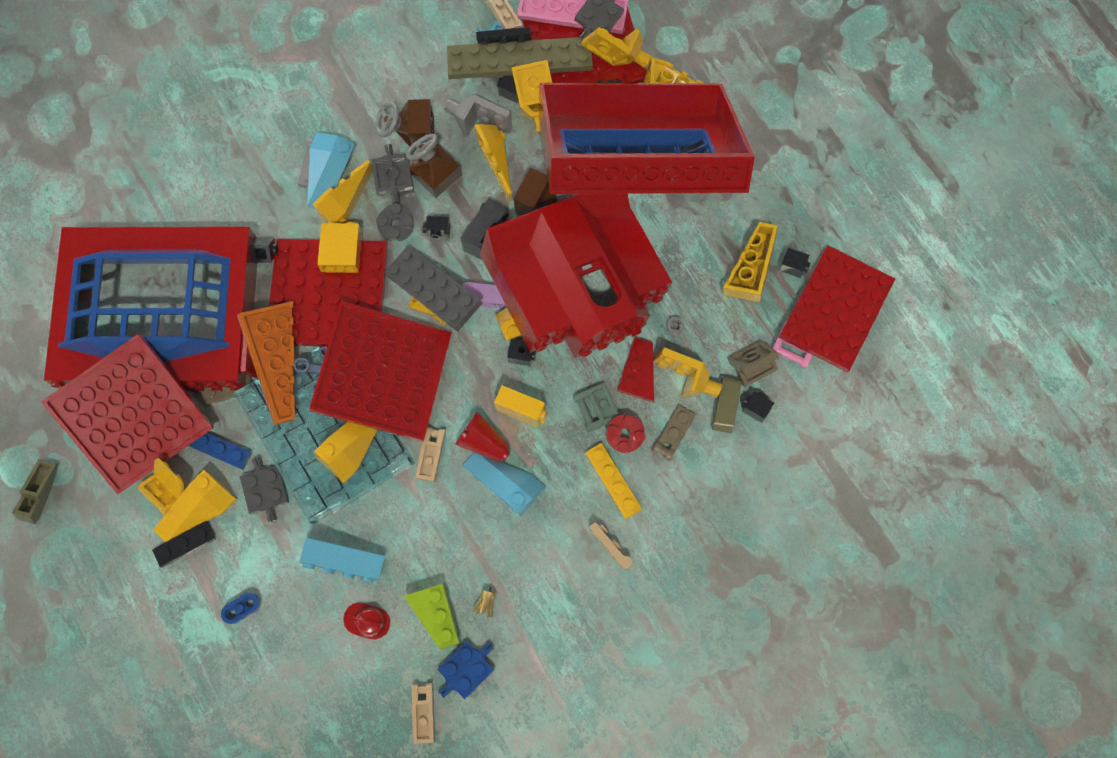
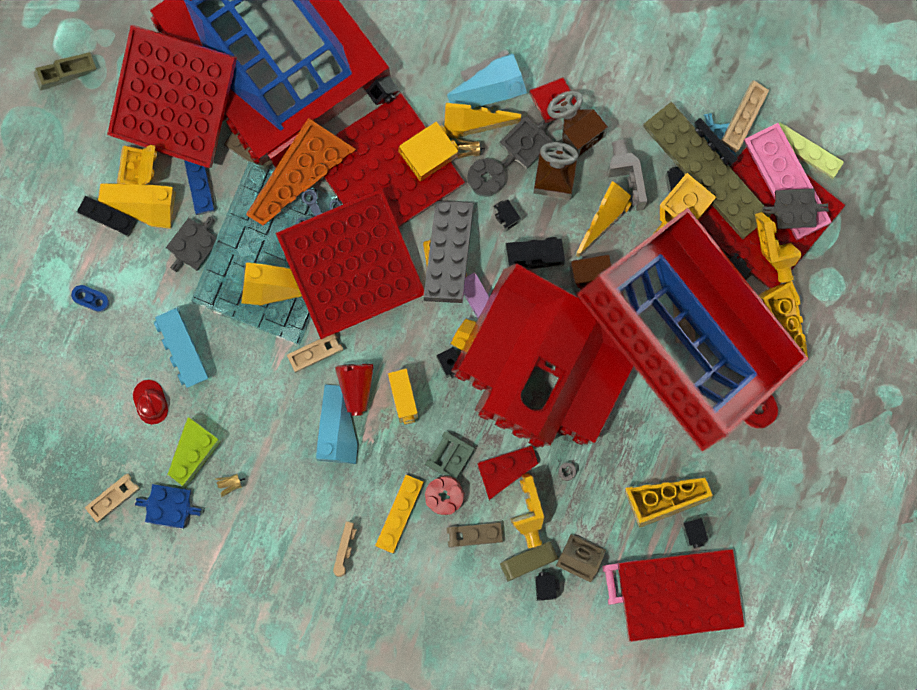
camera: 50 degrees right, 5 degrees up
(365, 214) = (472, 147): none -> pearl gold piece
(367, 133) = (546, 93): none -> red plate

